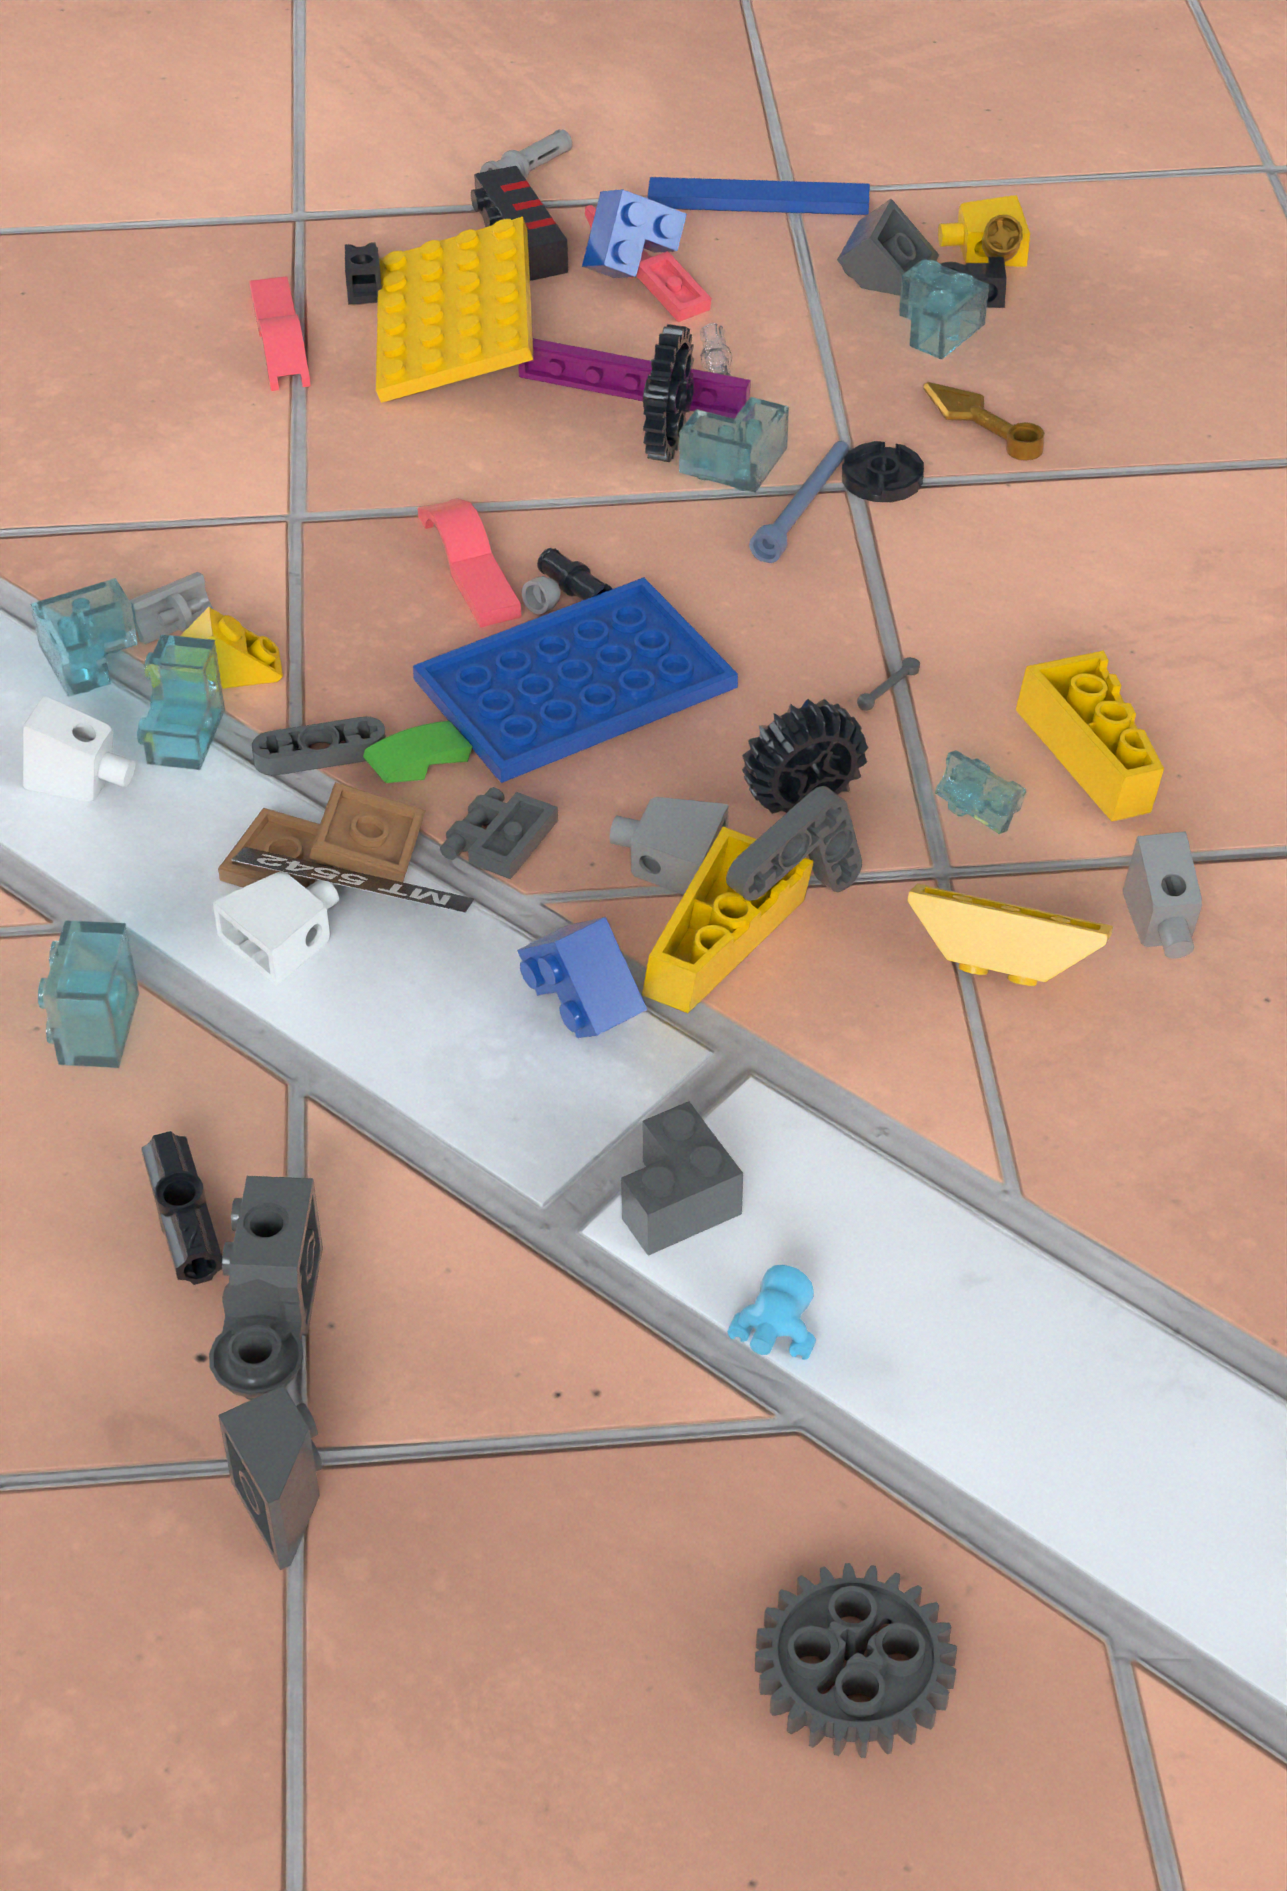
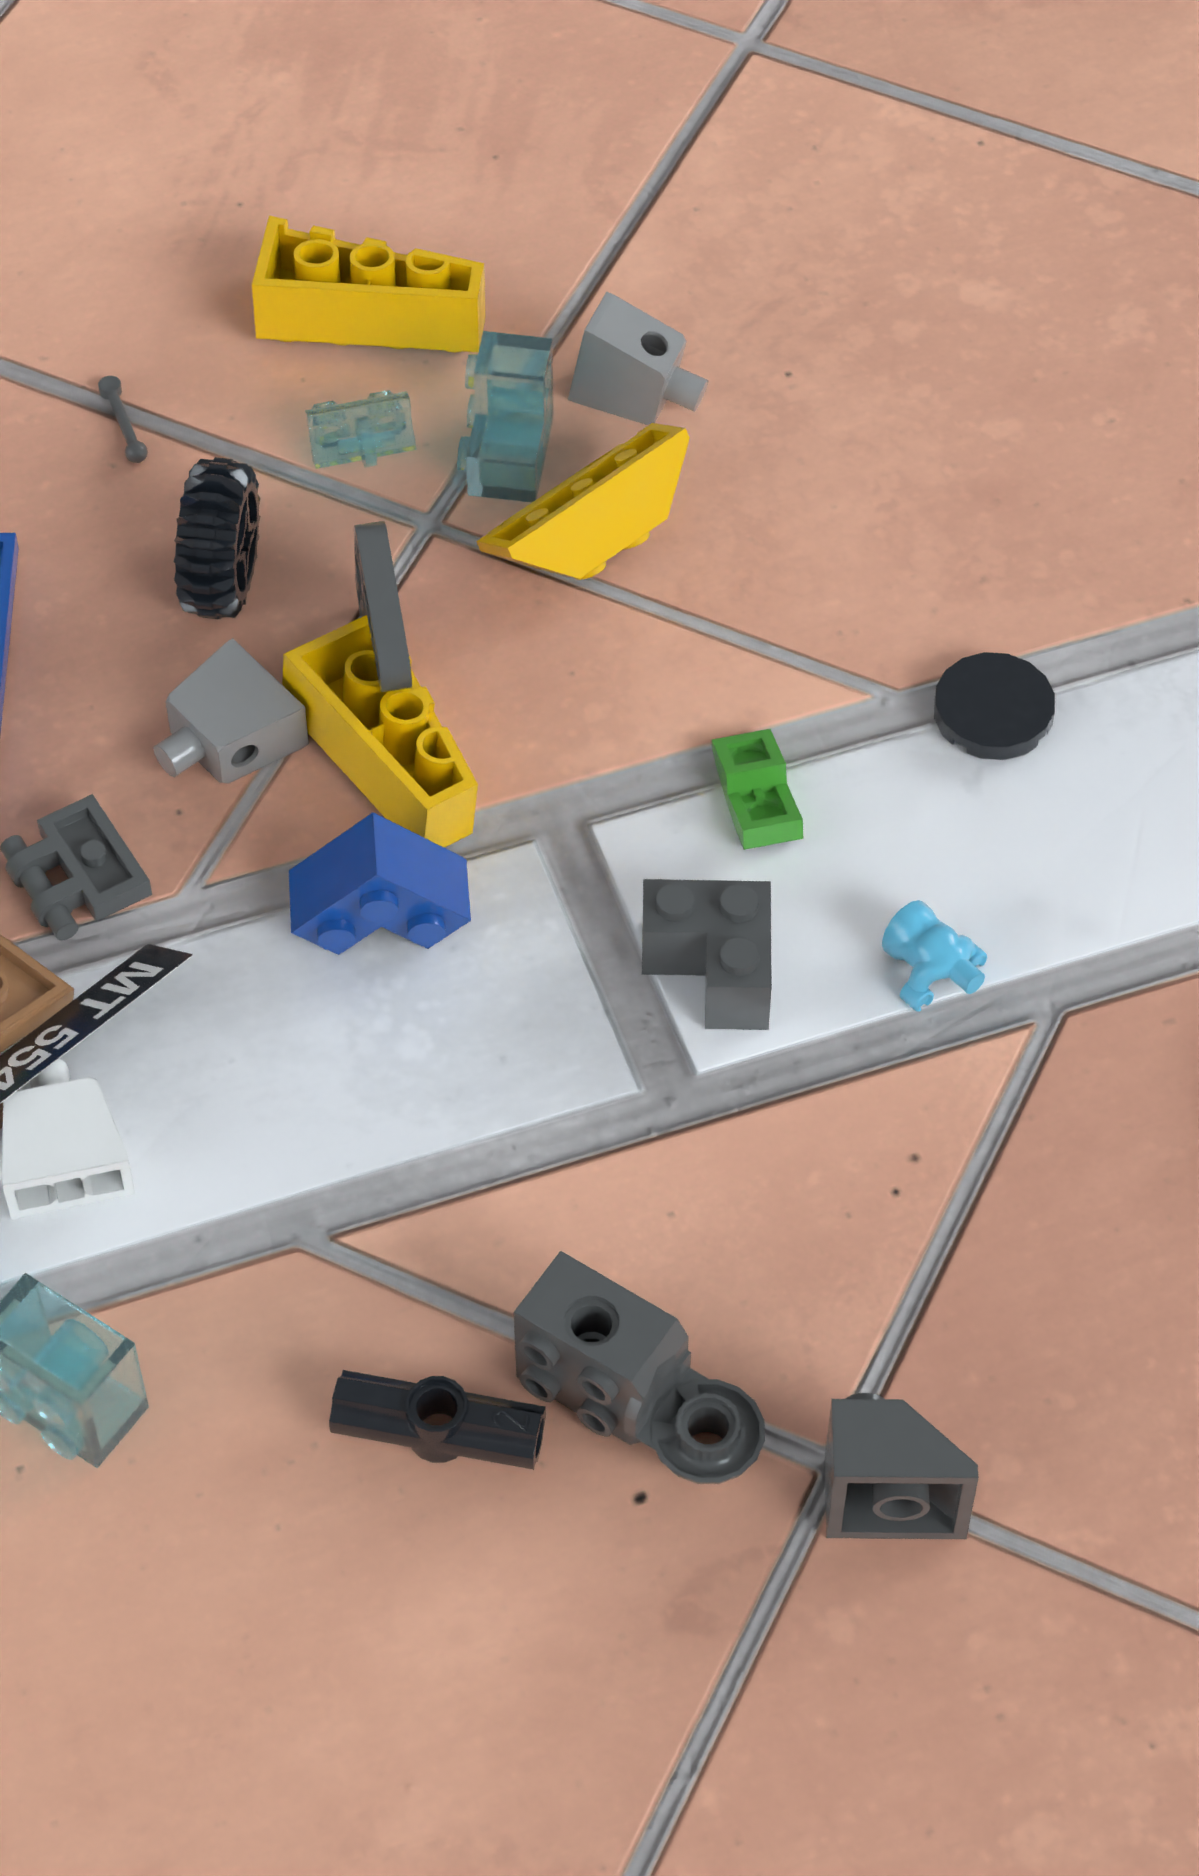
camera: 60 degrees left, 10 degrees up
(854, 1150) = (757, 789): none -> bright green slope
(1050, 1256) = (994, 705): none -> black tile
(1056, 860) = (508, 416): none -> clear light blue brick

